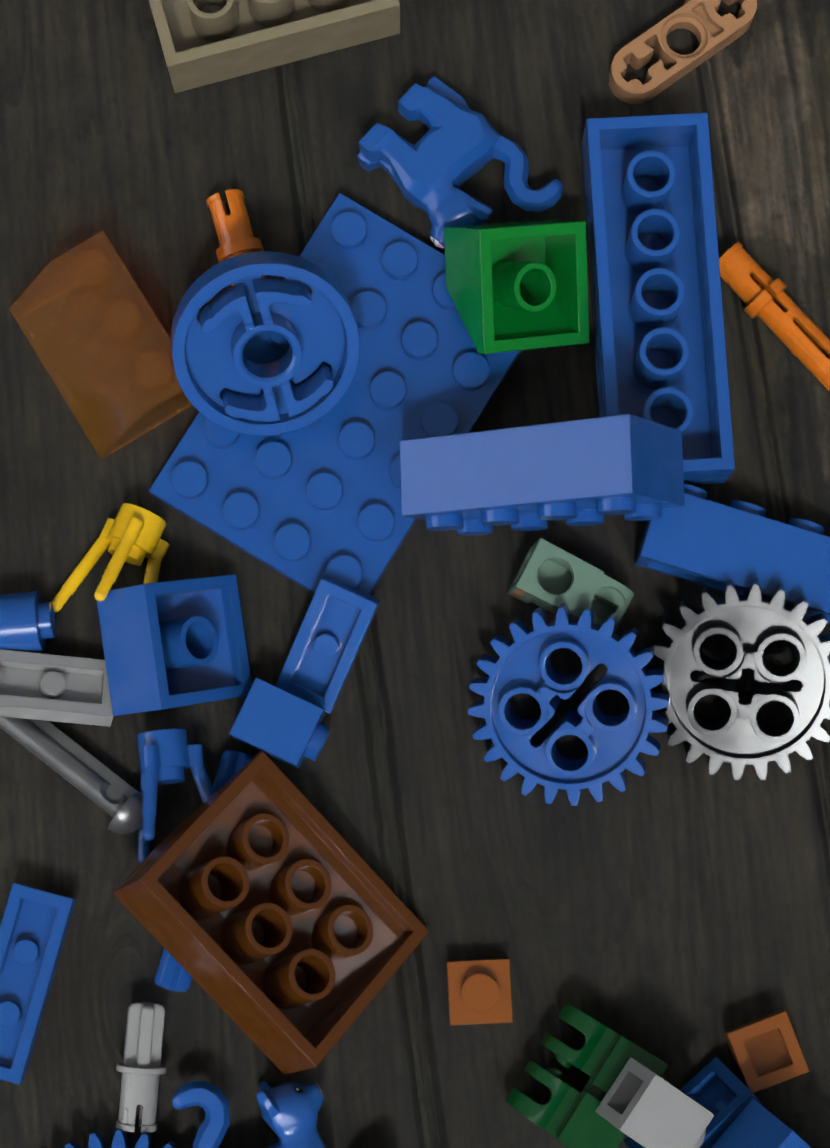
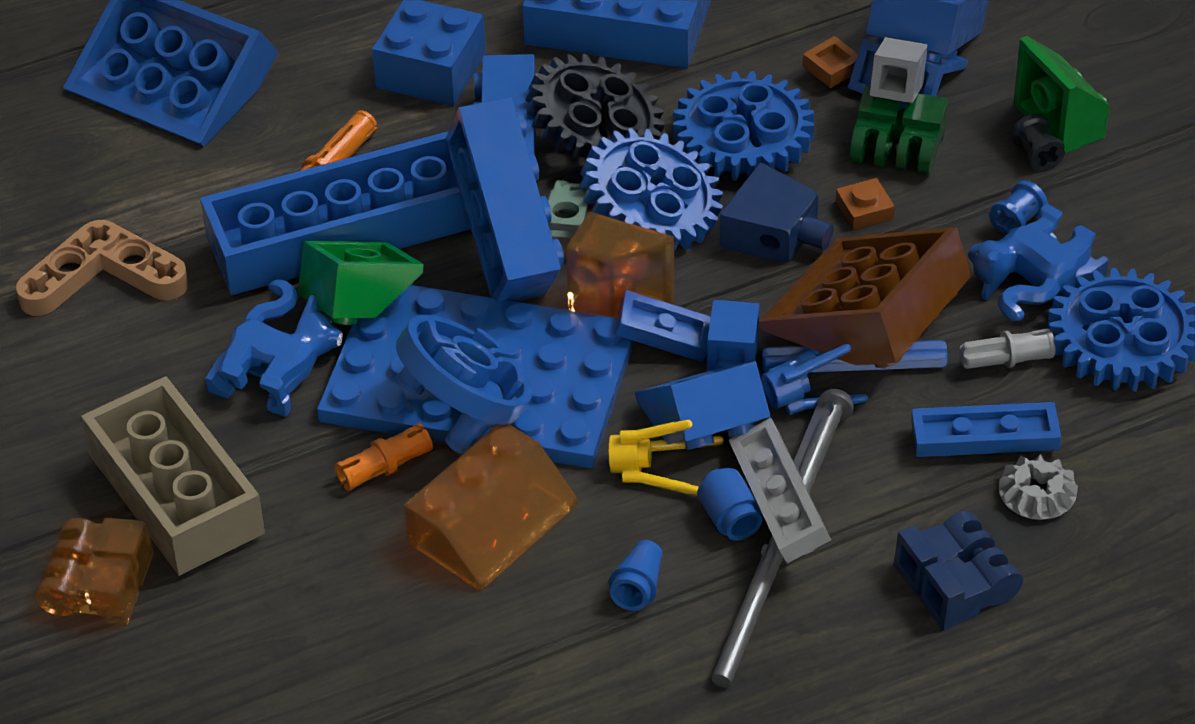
camera: 105 degrees left, 35 degrees down
(420, 597) = (617, 257): none -> clear orange slope
(476, 855) = (773, 217): none -> dark blue torso
(674, 934) = (767, 112): none -> blue gear

